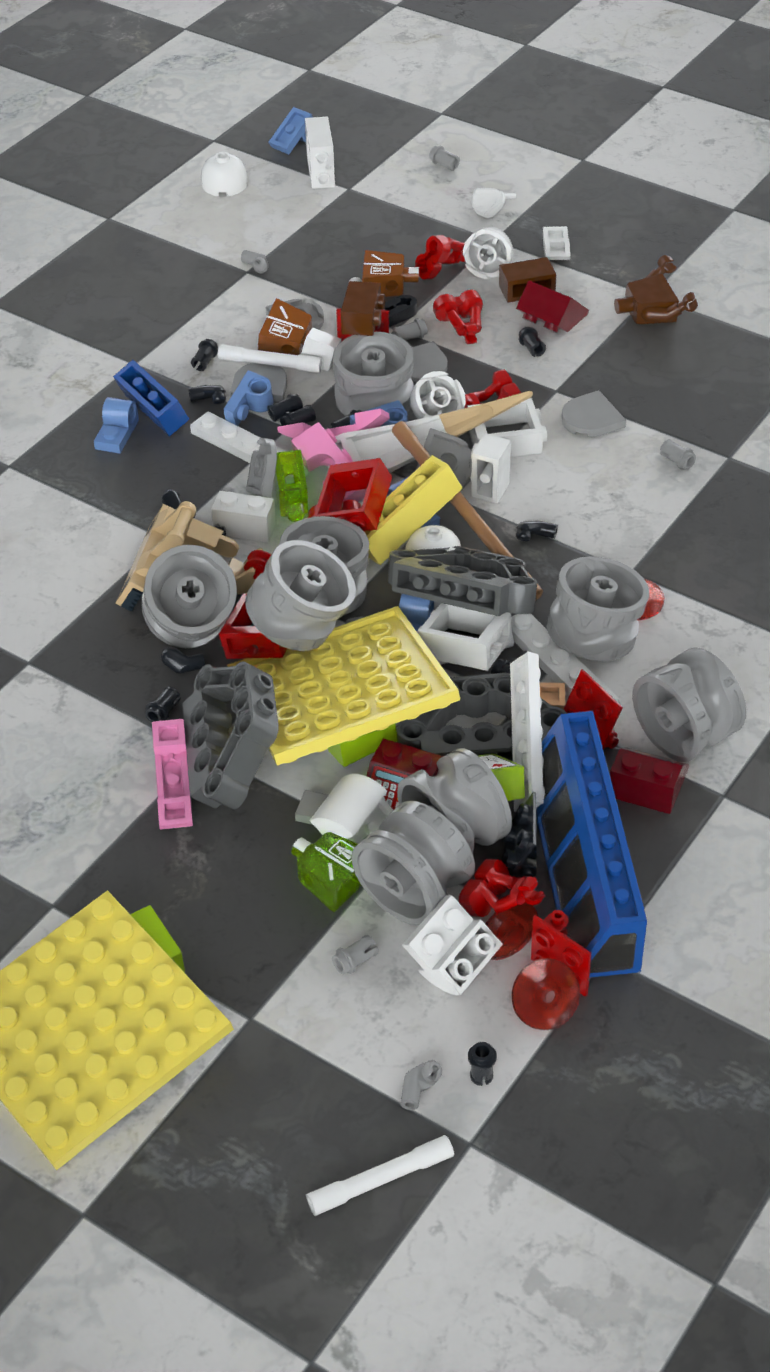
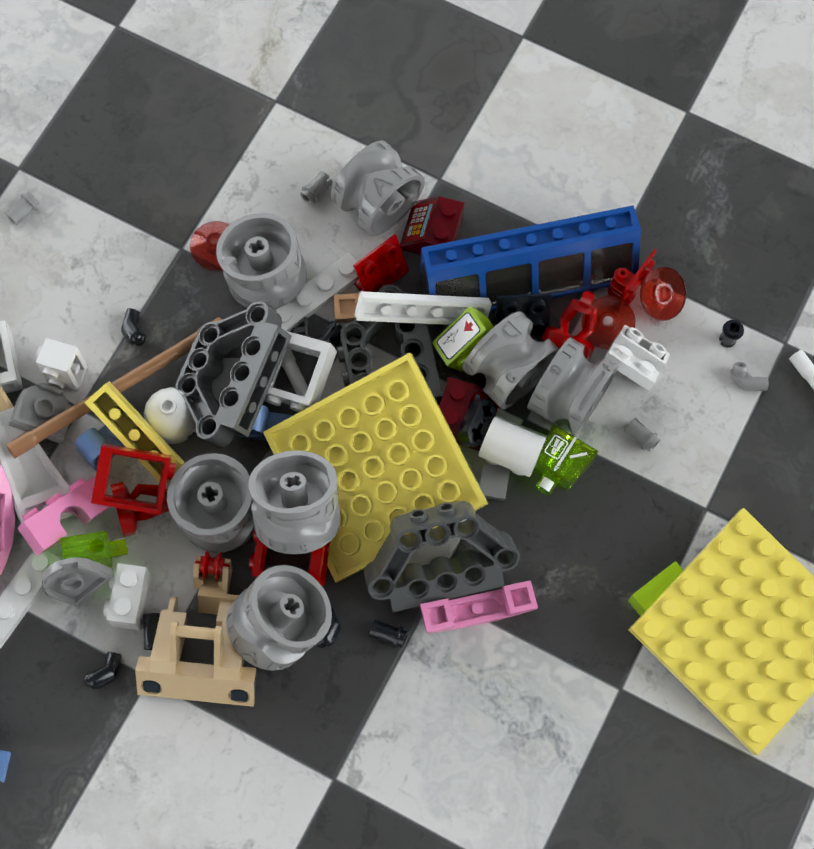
camera: 100 degrees left, 25 degrees up
(386, 771) = (476, 422): none -> black beam

